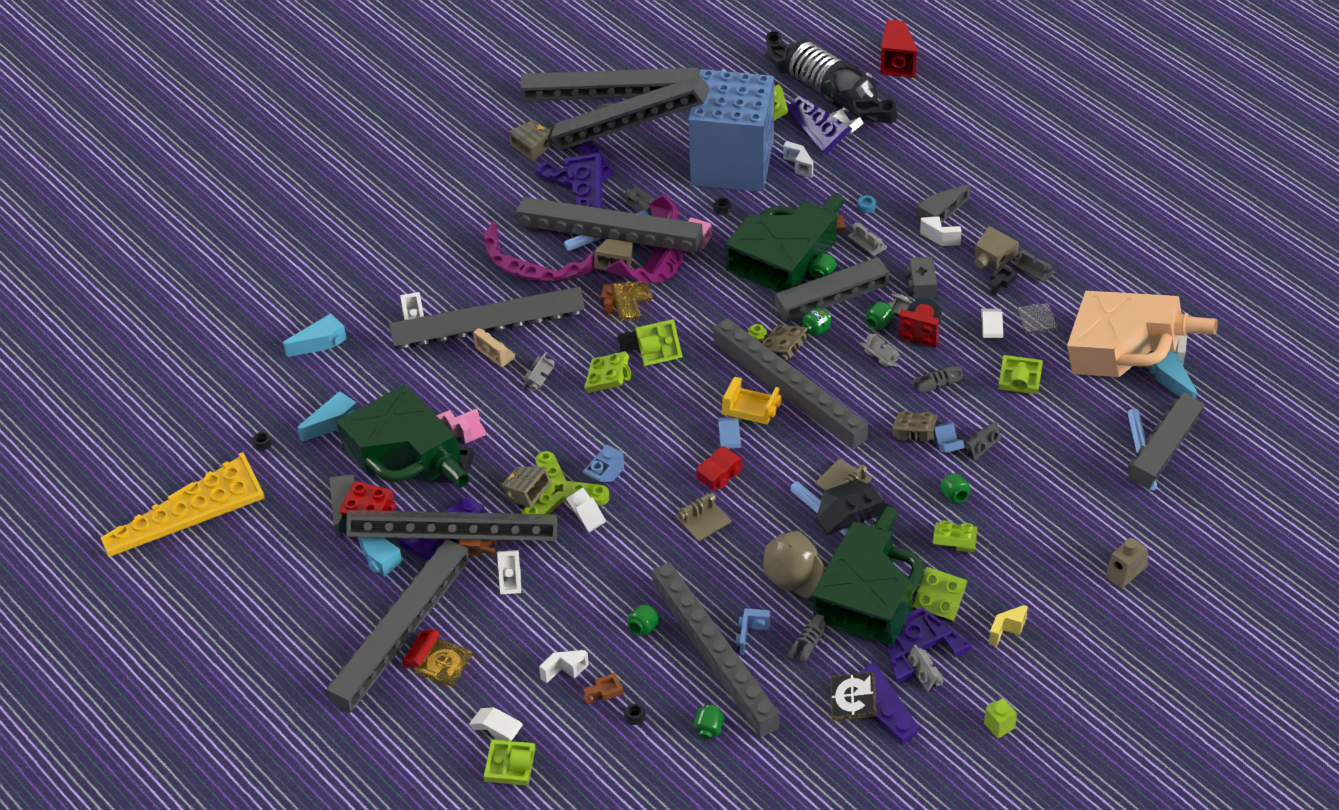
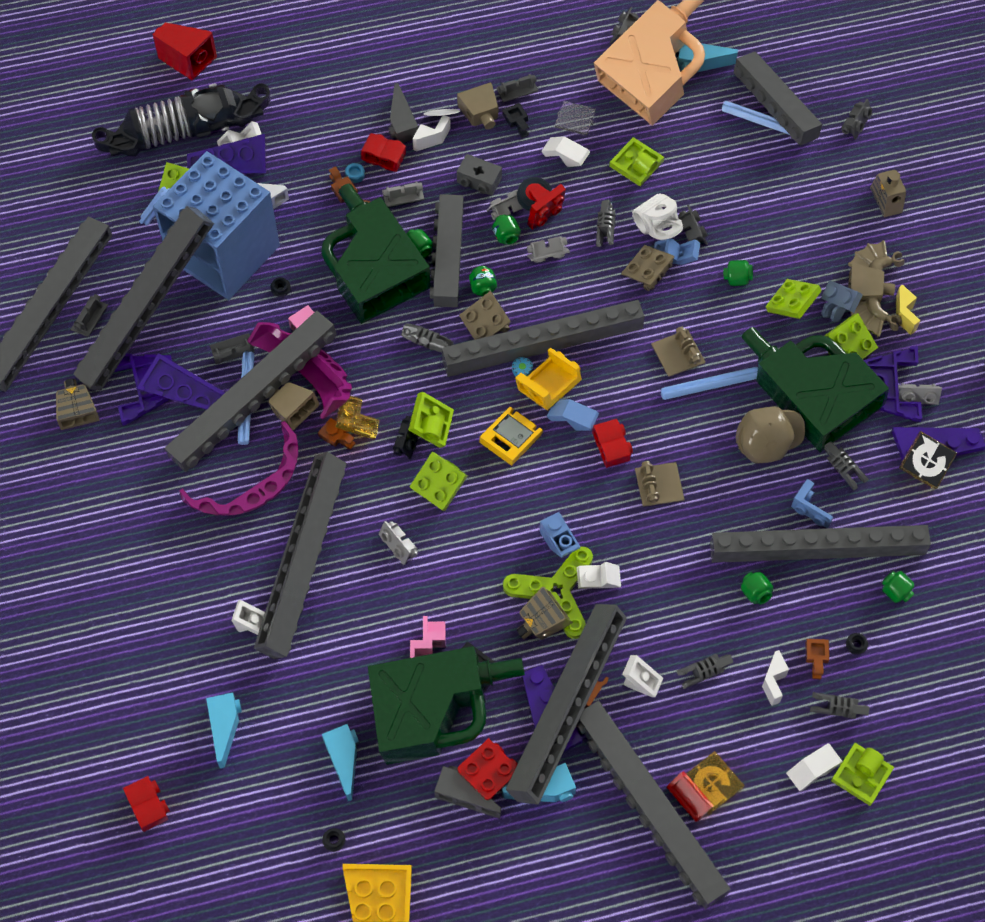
camera: 65 degrees left, 15 degrees up
(231, 322) = (146, 804): none -> red brick
(492, 348) = (345, 567): tan bracket -> none
(543, 614) = (705, 669): none -> dark grey hinge
(565, 722) = (839, 706): none -> dark grey hinge
(686, 404) = (513, 431): none -> yellow container
(737, 309) = (425, 337): none -> dark grey hinge
(754, 383) = (522, 365): none -> dark azure tile
(757, 332) = (463, 338): lime plate -> none
(849, 504) = (722, 360): black wedge -> none
(850, 200) = (338, 182): none -> dark orange plate
(898, 210) = (383, 152): none -> red brick
(965, 227) = (441, 112): none -> white sticker
(969, 408) = (652, 219): none -> white piece
(979, 568) = (839, 299): none -> sand blue hinge
(1013, 587) = (868, 279): none -> dark tan torso
(1198, 514) = (859, 115): none -> dark grey hinge

